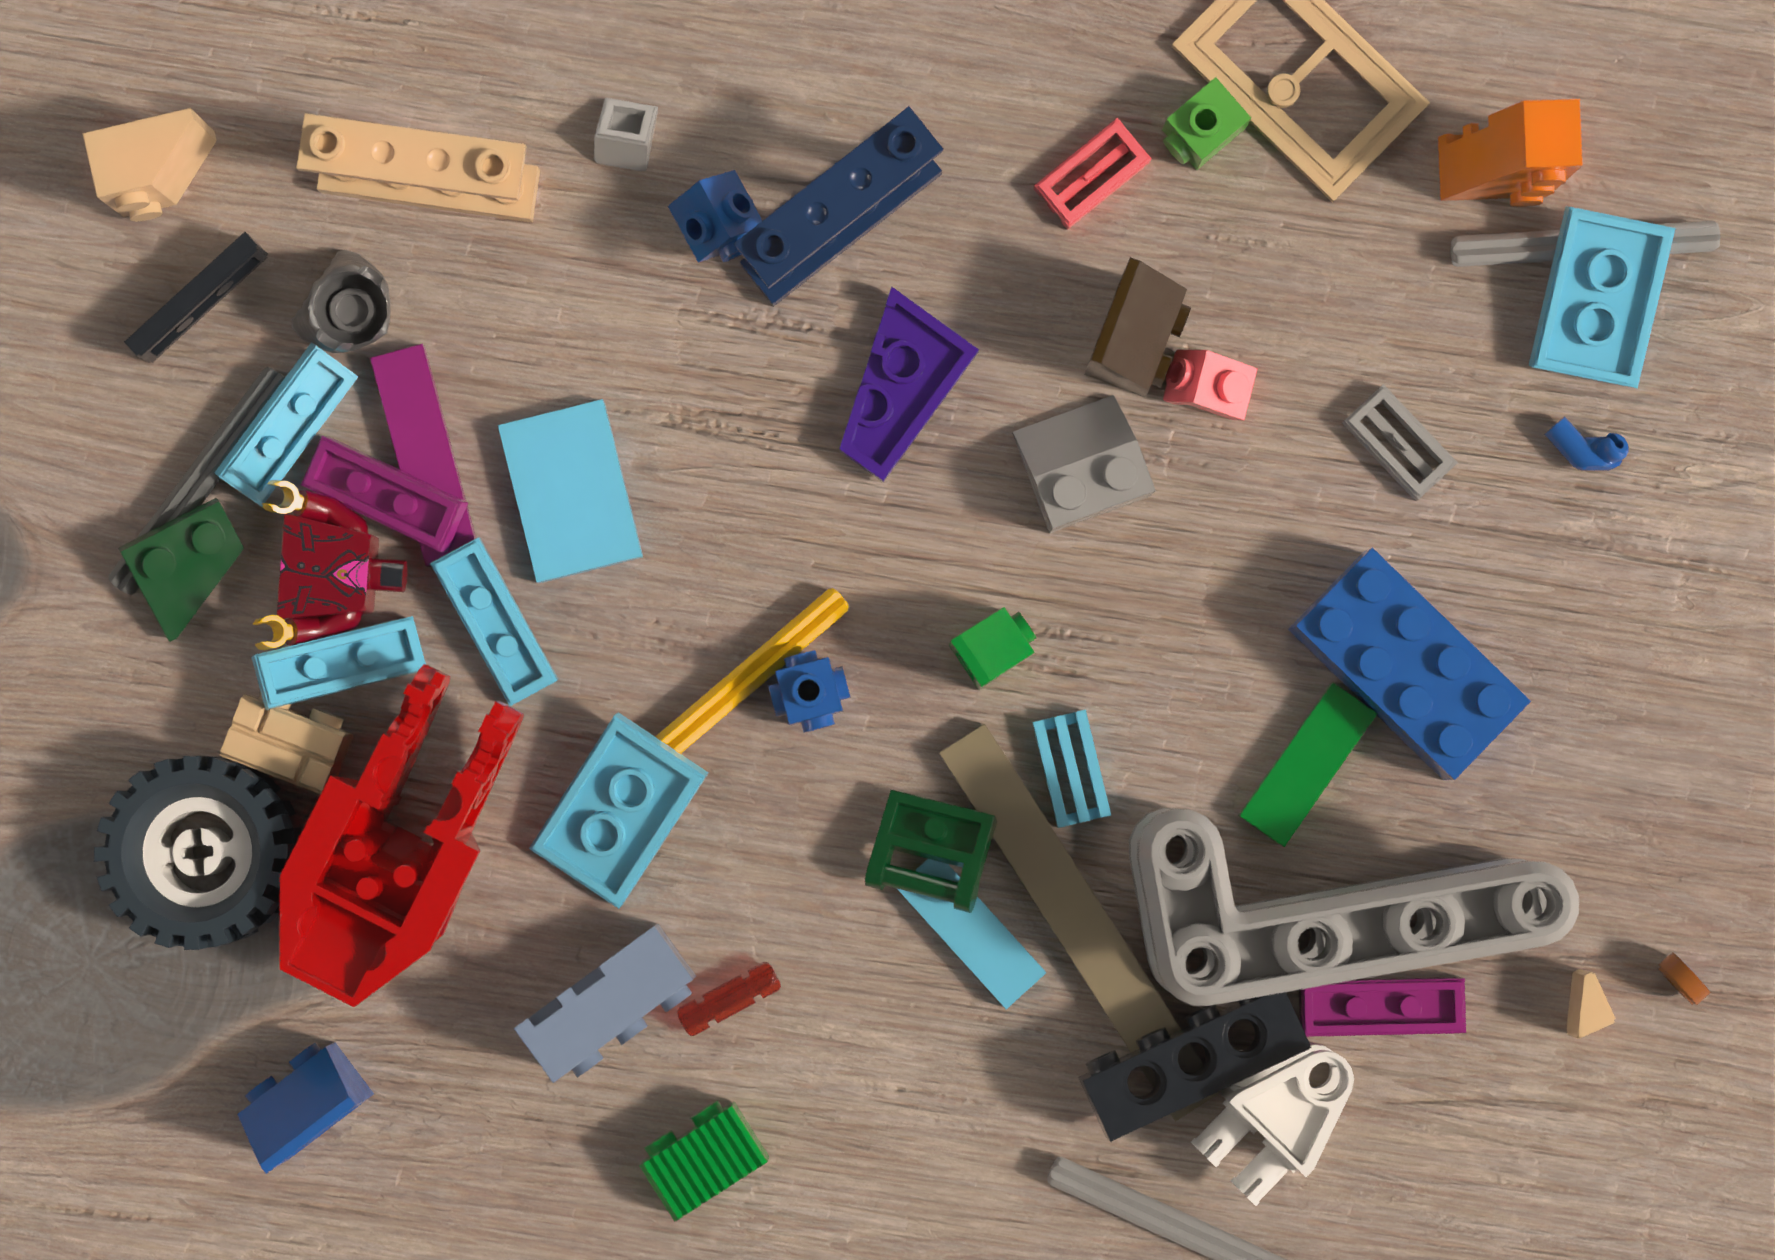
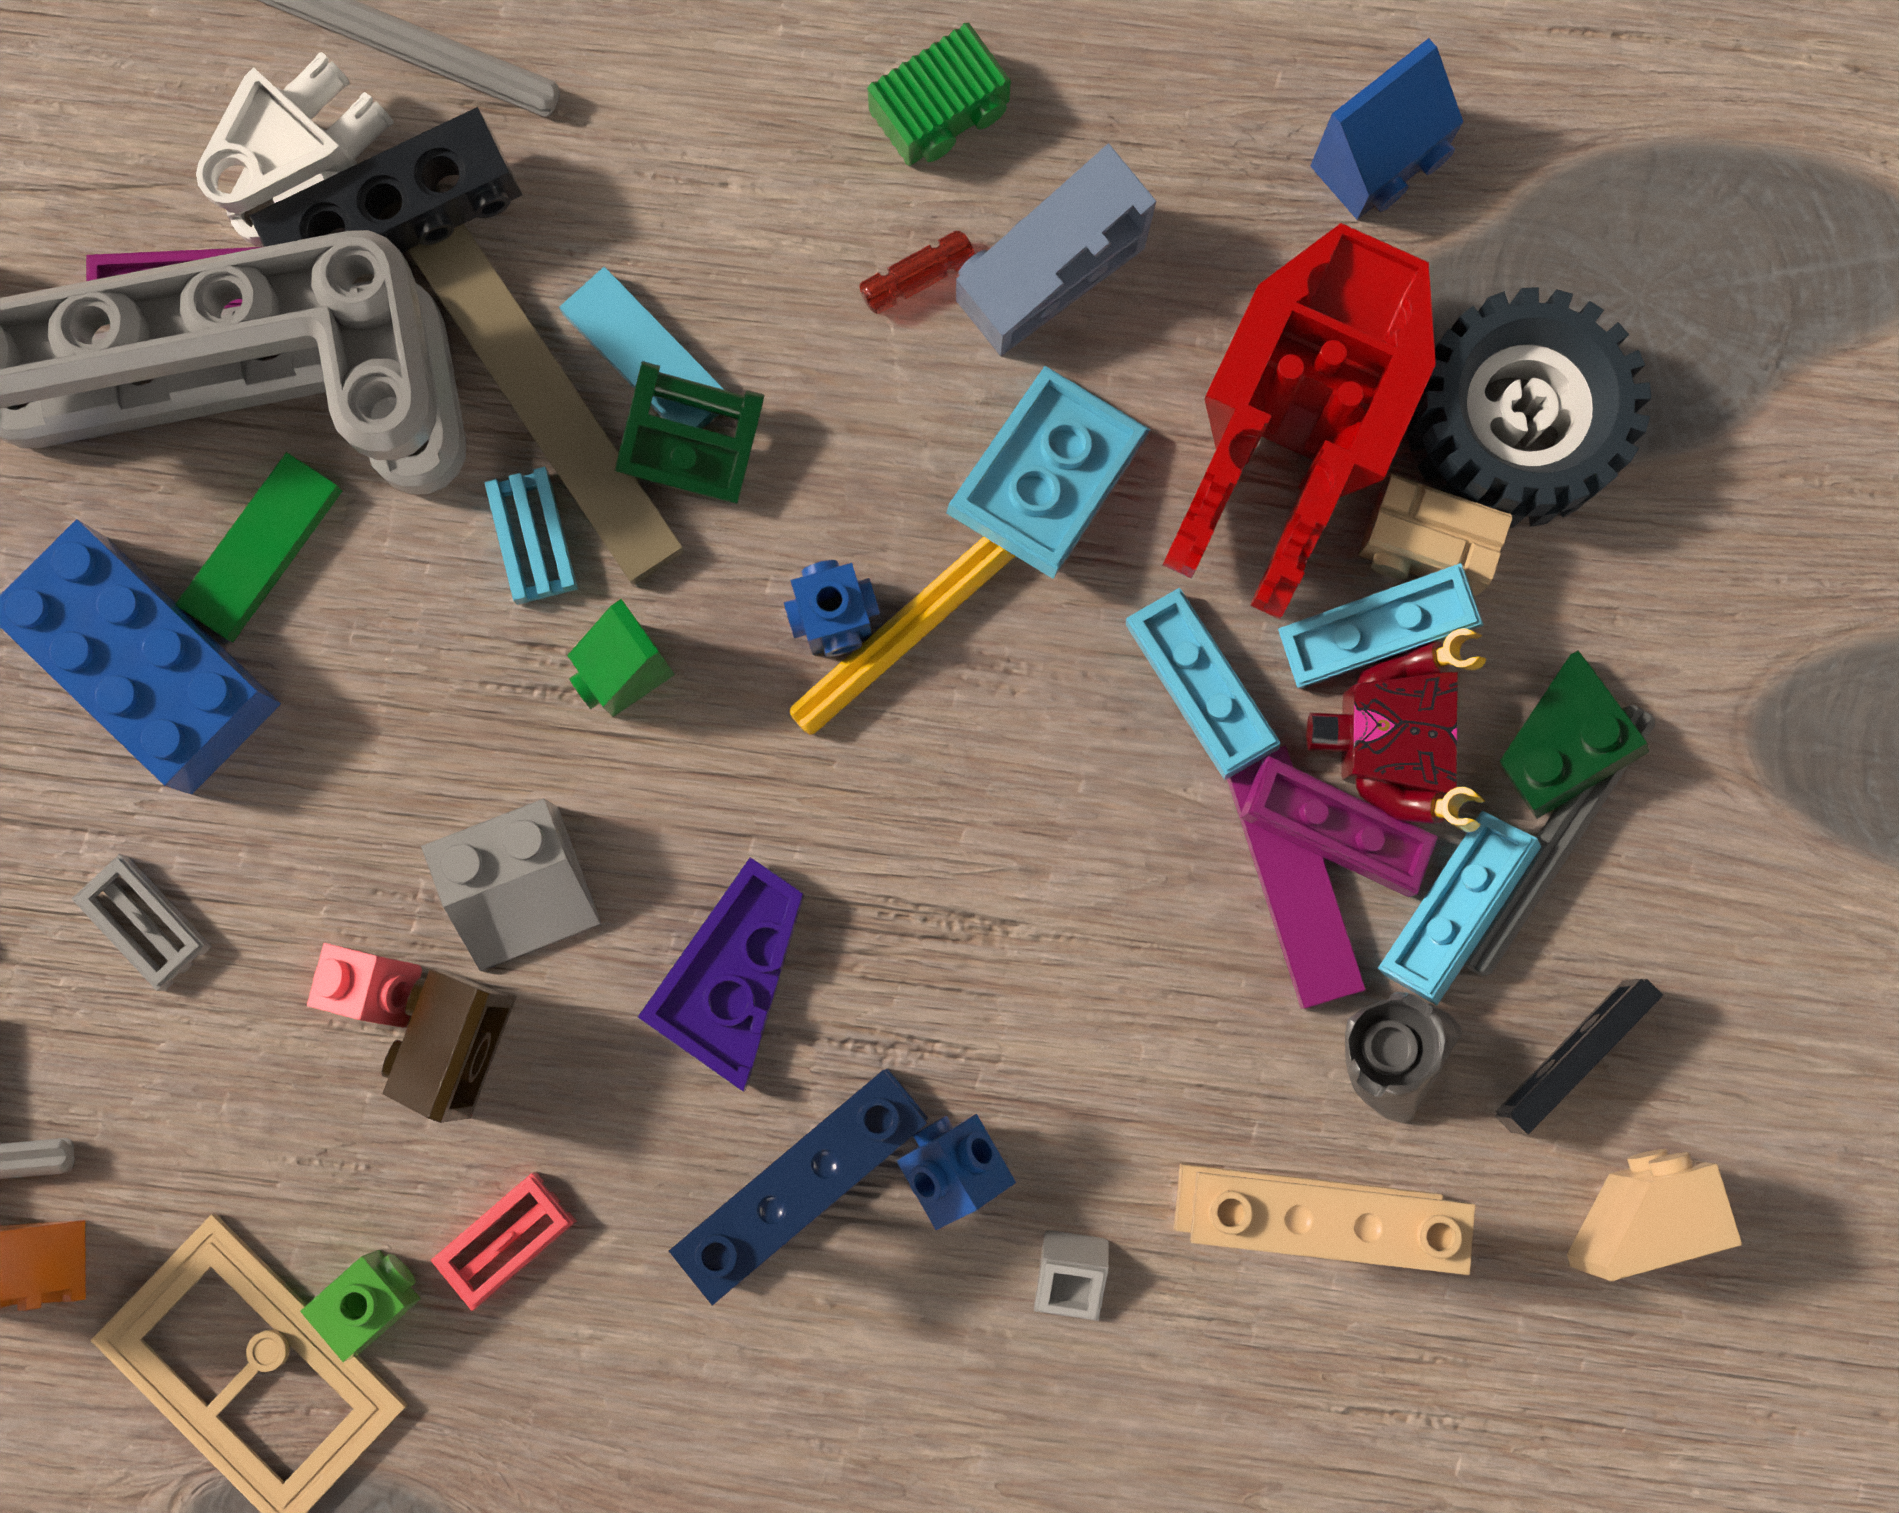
camera: 175 degrees right, 5 degrees down
(570, 491) = (1120, 839): medium azure tile -> none

